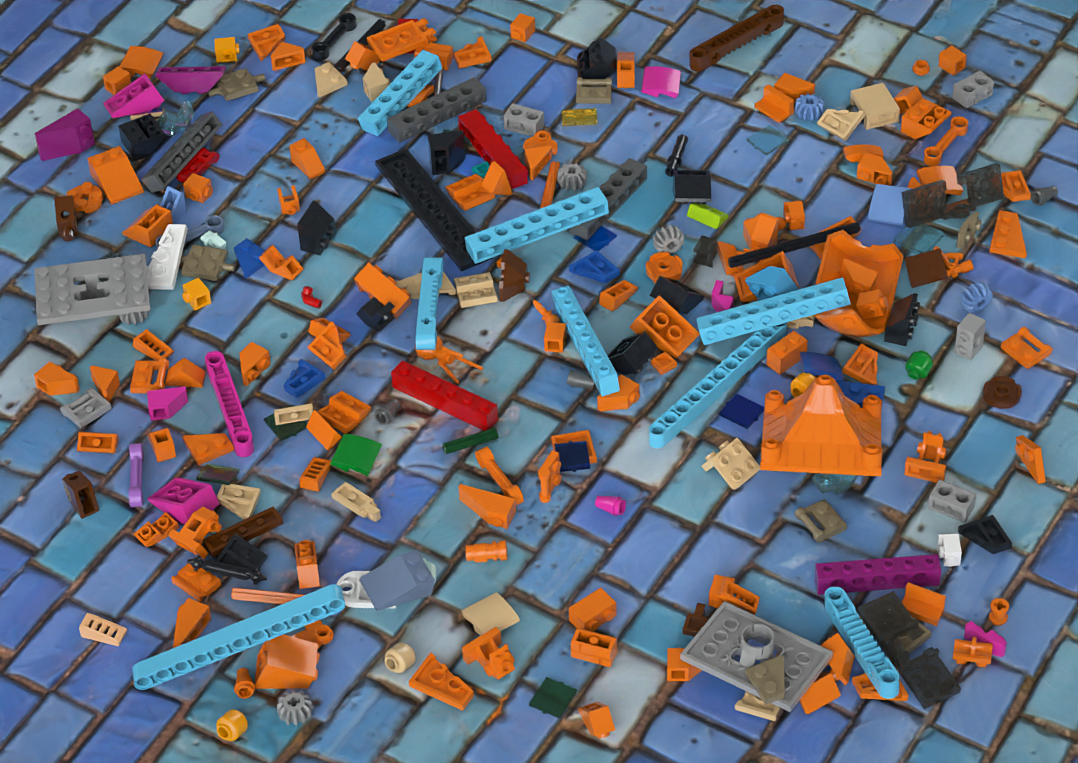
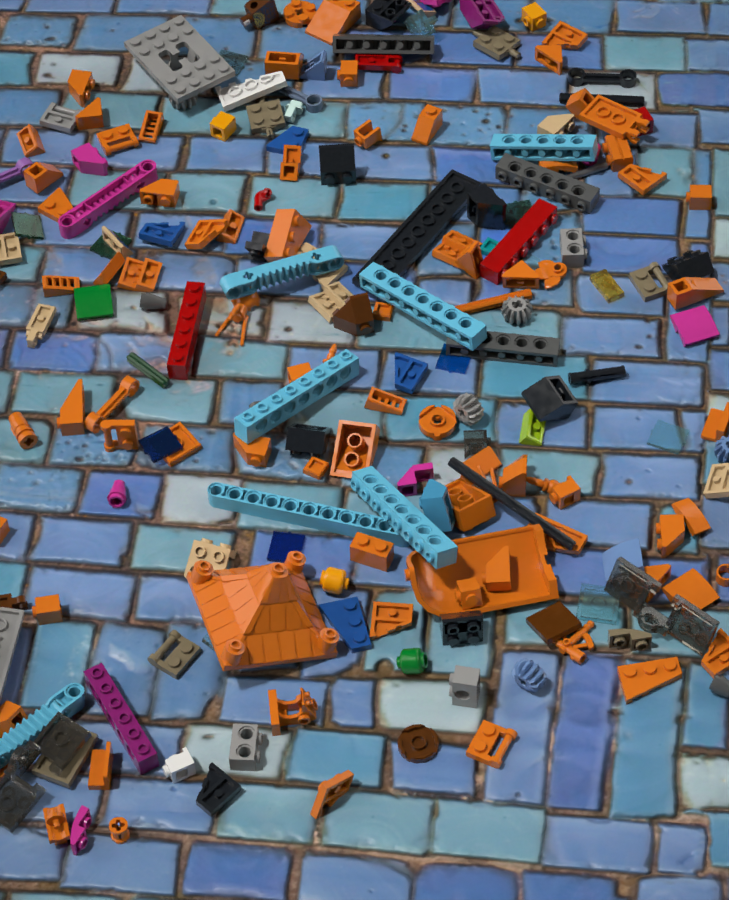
camera: 65 degrees right, 5 degrees up
(185, 374) = (127, 158): orange slope -> none
(328, 79) = (543, 98): tan wing -> none
(676, 294) = (404, 442): black slope -> none
(748, 602) = (37, 639): orange slope -> none
(821, 365) = (366, 583): blue slope -> none

